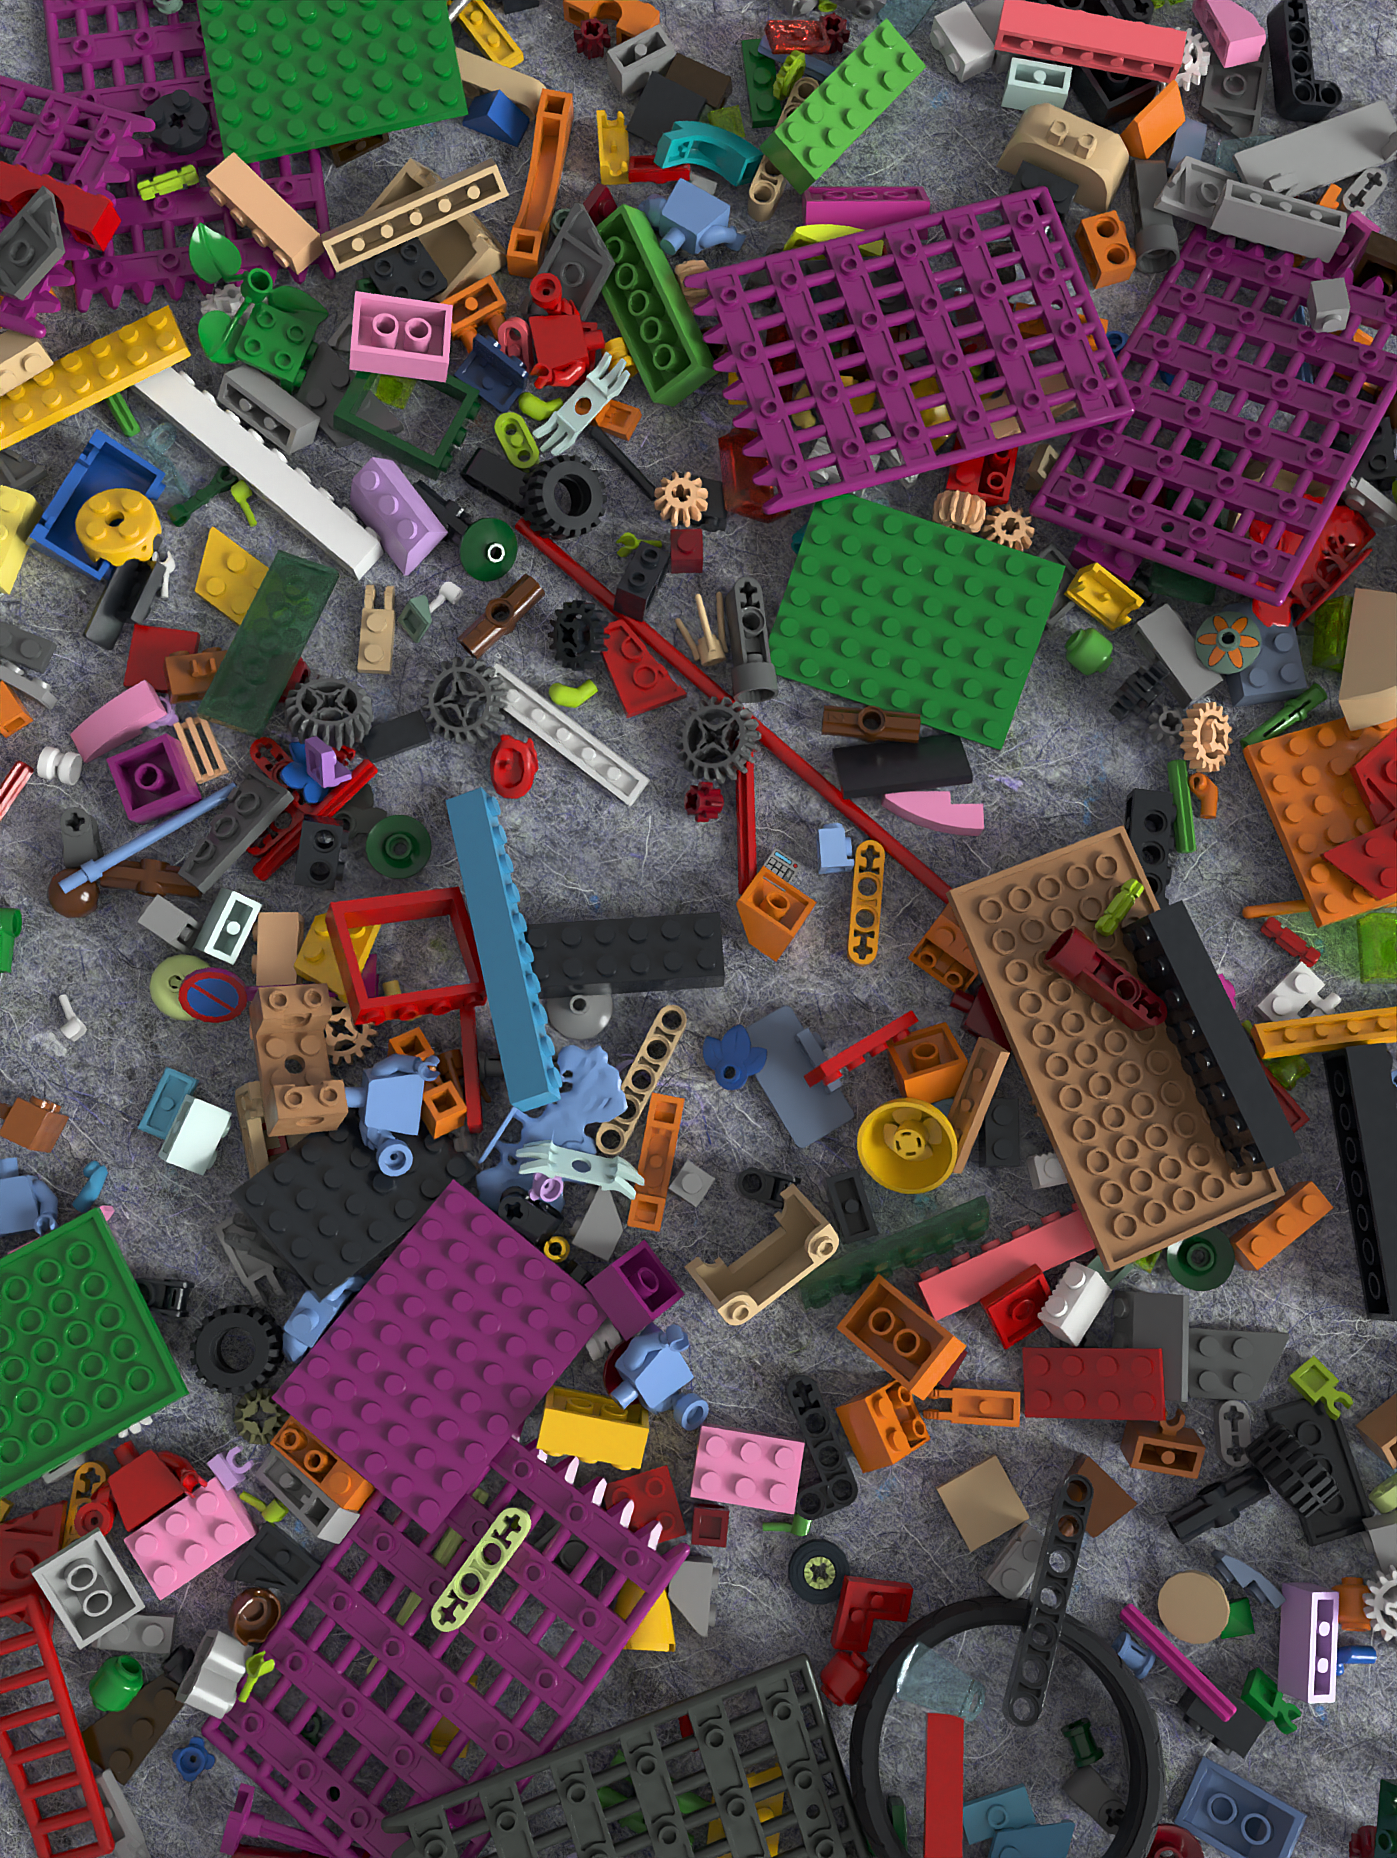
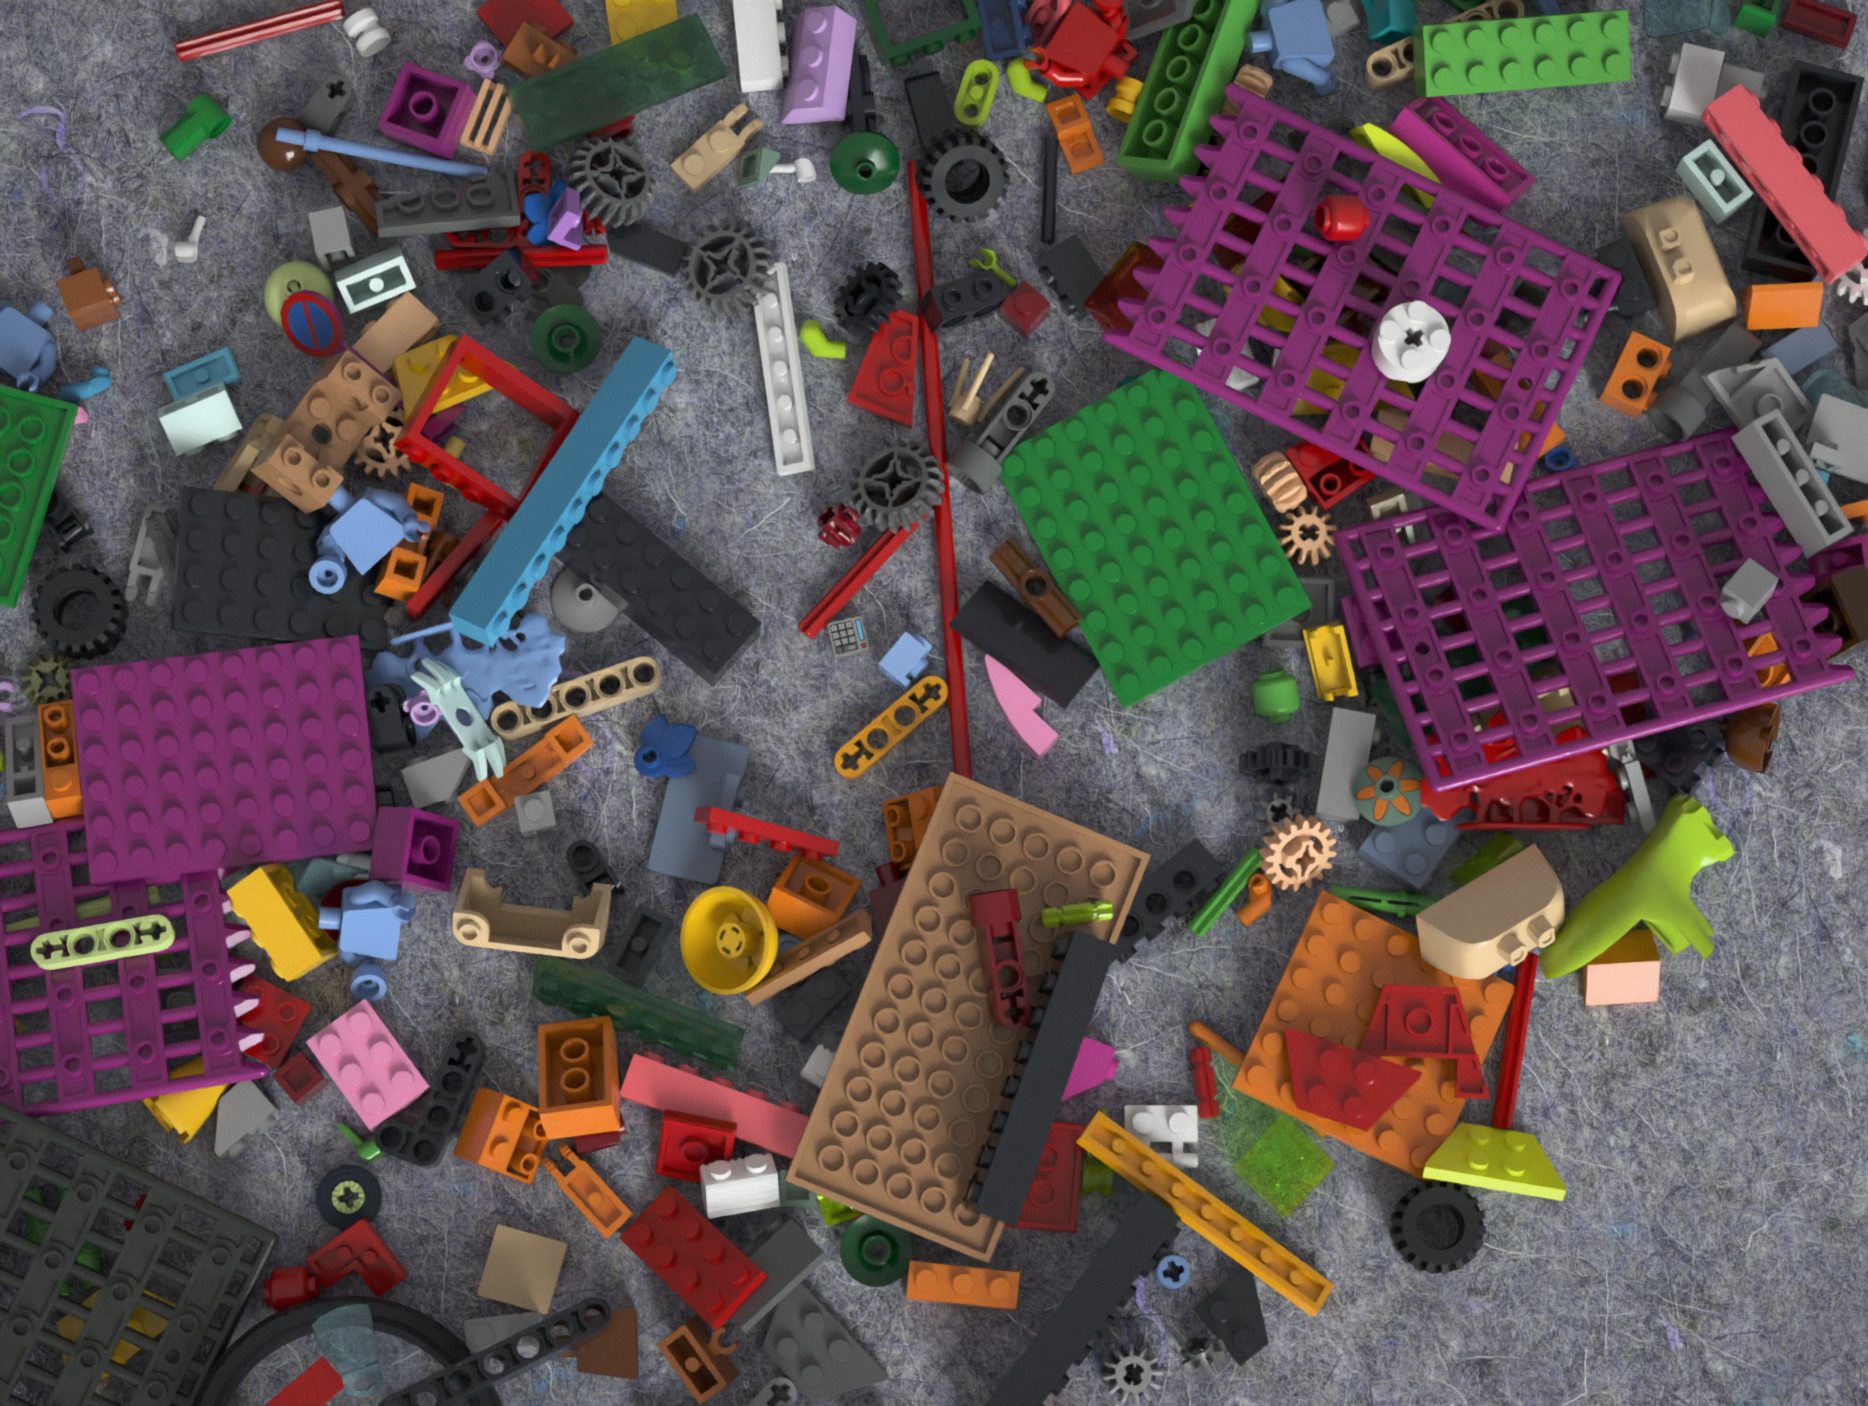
camera: 50 degrees right, 0 degrees up
(118, 721) = (444, 37): bright pink slope -> none
(313, 1319) = (154, 640): medium blue torso -> none
(513, 767) = (716, 358): red hat -> none
(515, 602) = (799, 227): reddish brown piece -> none
(565, 1249) = (392, 770): yellow pin -> none
(589, 1371) = (321, 875): none -> clear light blue piece
(599, 395) = (1036, 110): light aqua piece -> none
(691, 493) = (1047, 251): light nougat gear -> none
(771, 914) = (804, 663): orange slope -> none
(846, 294) = (1341, 217): none -> red head
(970, 334) = (1411, 322): none -> white brick

